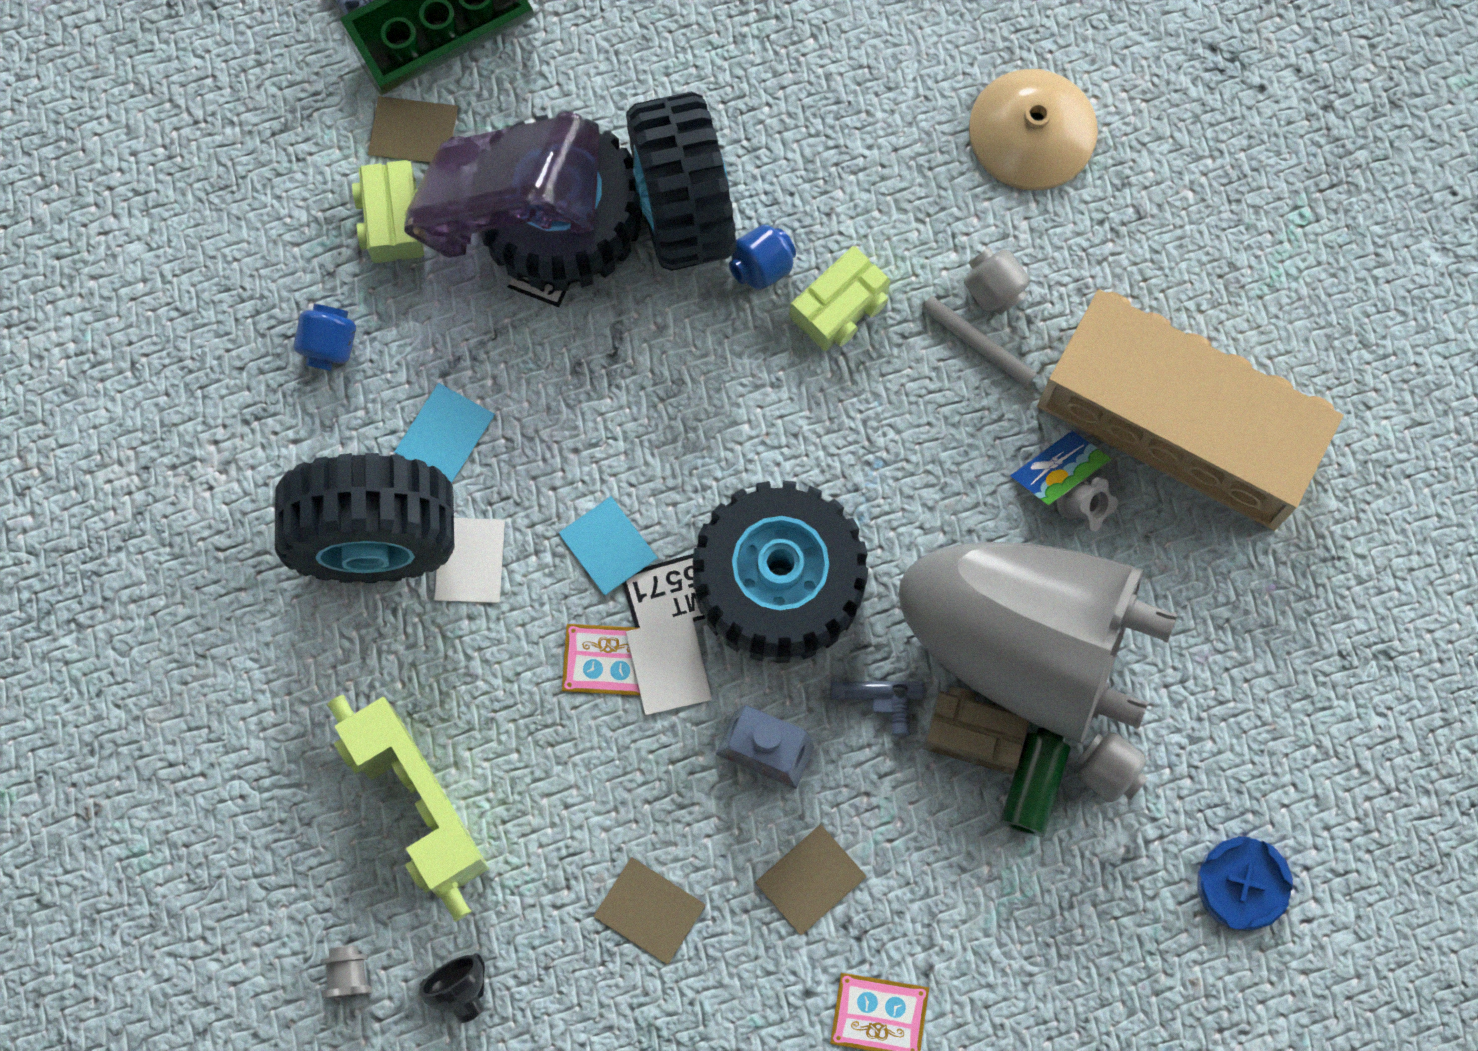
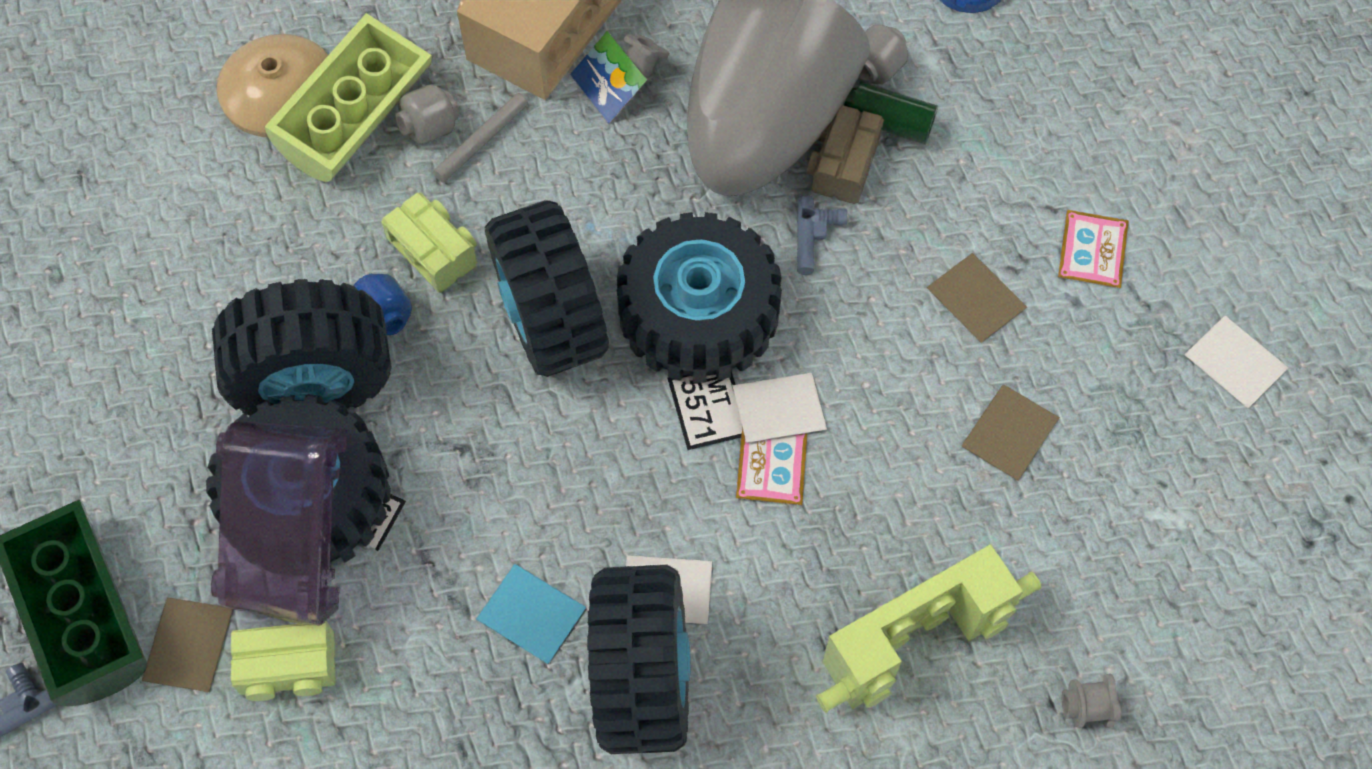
camera: 85 degrees left, 10 degrees down
(324, 336) = (419, 727): blue head -> none
(456, 987) = (1095, 597): black piece -> none
(608, 545) = (658, 459): medium azure sticker -> none
(762, 407) = (547, 287): none -> black wheel
(766, 745) = (864, 309): sand blue torso -> none
(1006, 197) = (346, 98): none -> yellowish green brick

